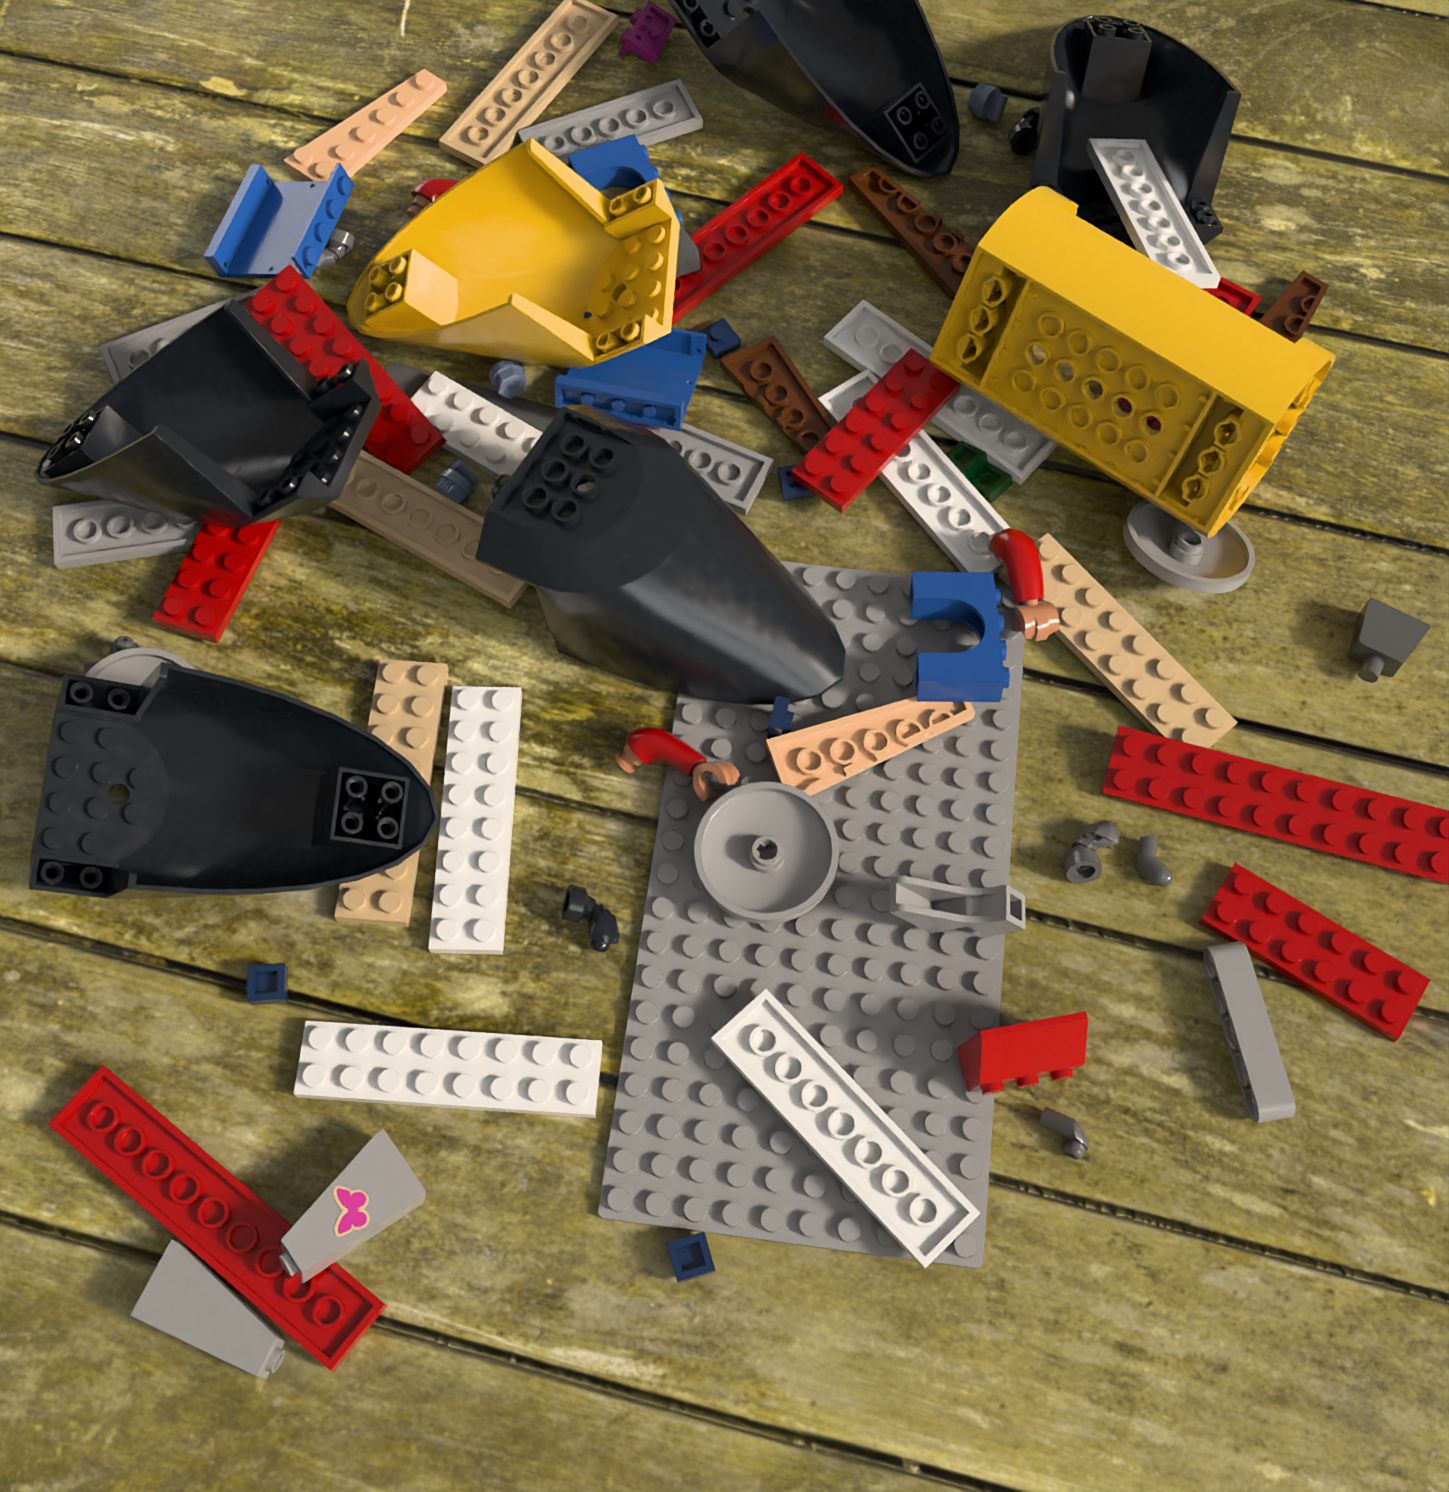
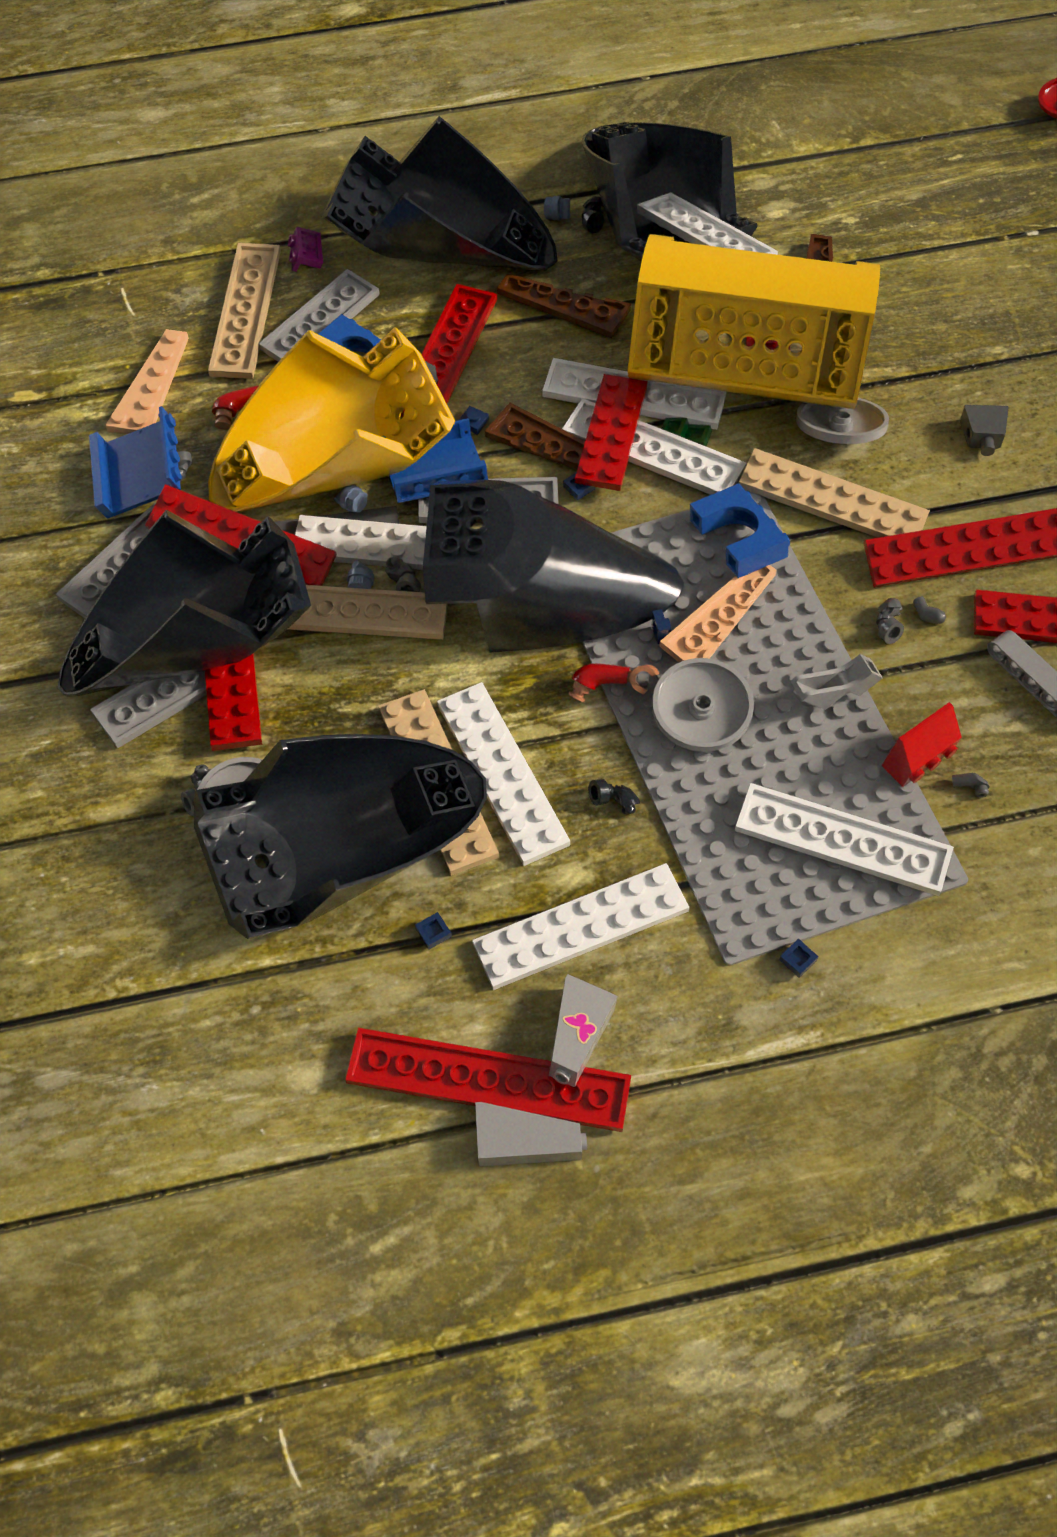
camera: 25 degrees left, 5 degrees down
(1025, 573) = (751, 467): red piece -> none

